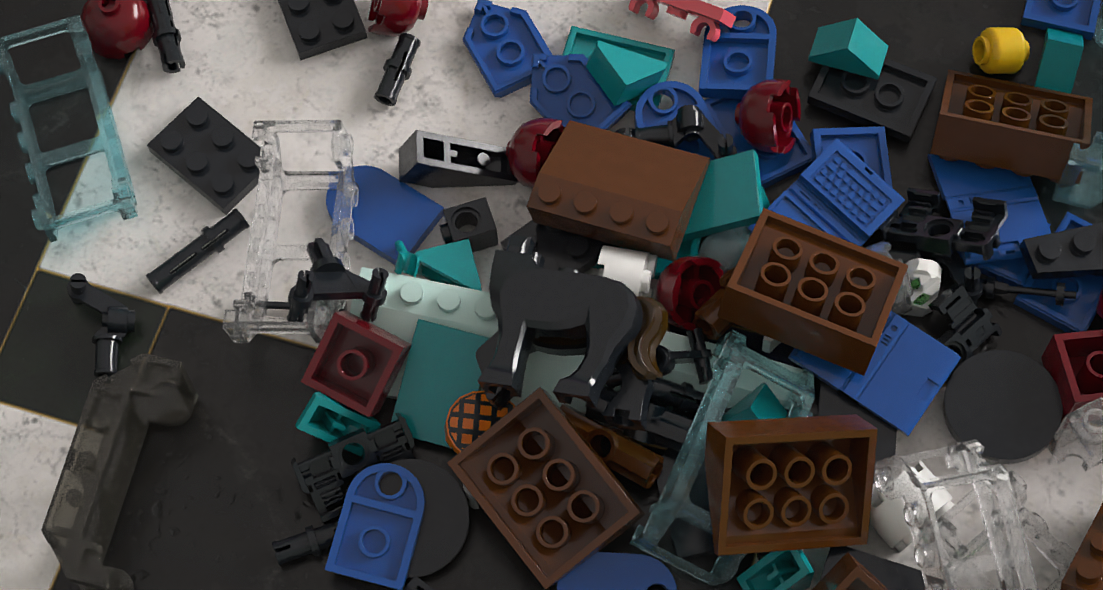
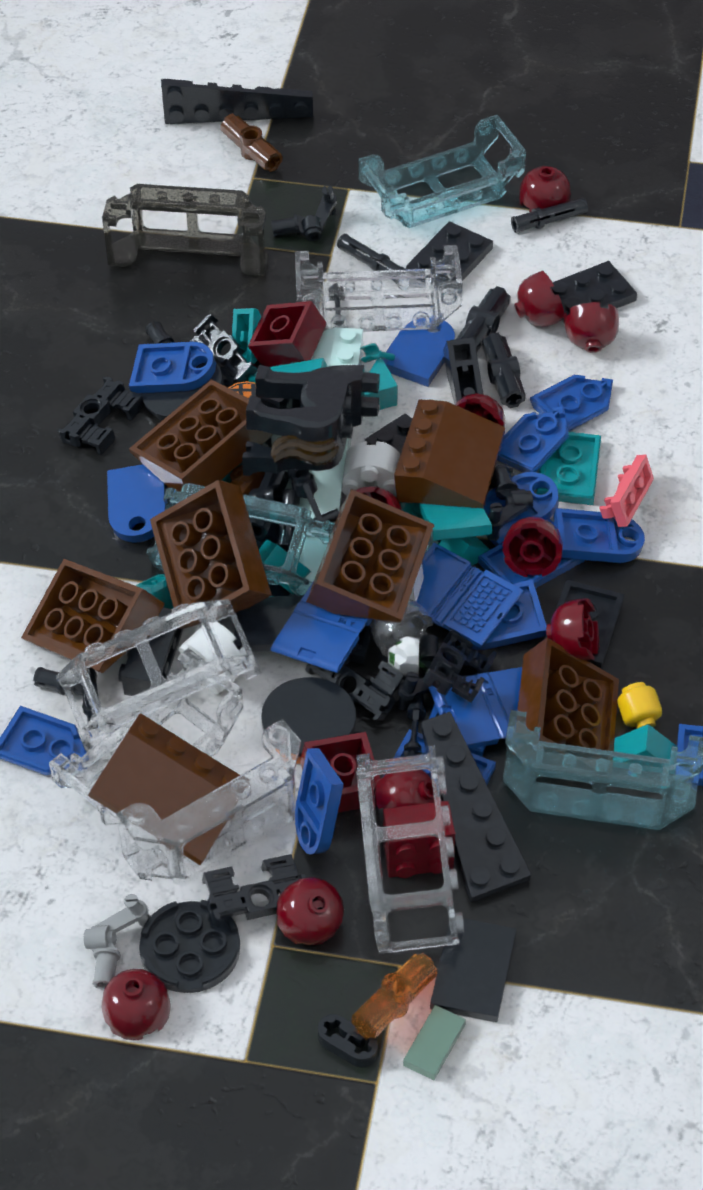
camera: 80 degrees right, 15 degrees down
(332, 281) = (336, 299): black axle -> none
(339, 52) = (538, 301): none -> dark red cylinder
(368, 138) = (486, 317): none -> black piece
(393, 78) = (539, 341): black pin -> none
(444, 115) = (503, 370): none -> black piece
(470, 213) = (411, 388): black brick -> none
(623, 72) = (550, 454): teal slope -> none
(850, 48) = (610, 600): teal slope -> none
(912, 90) = (574, 629): none -> dark red cylinder

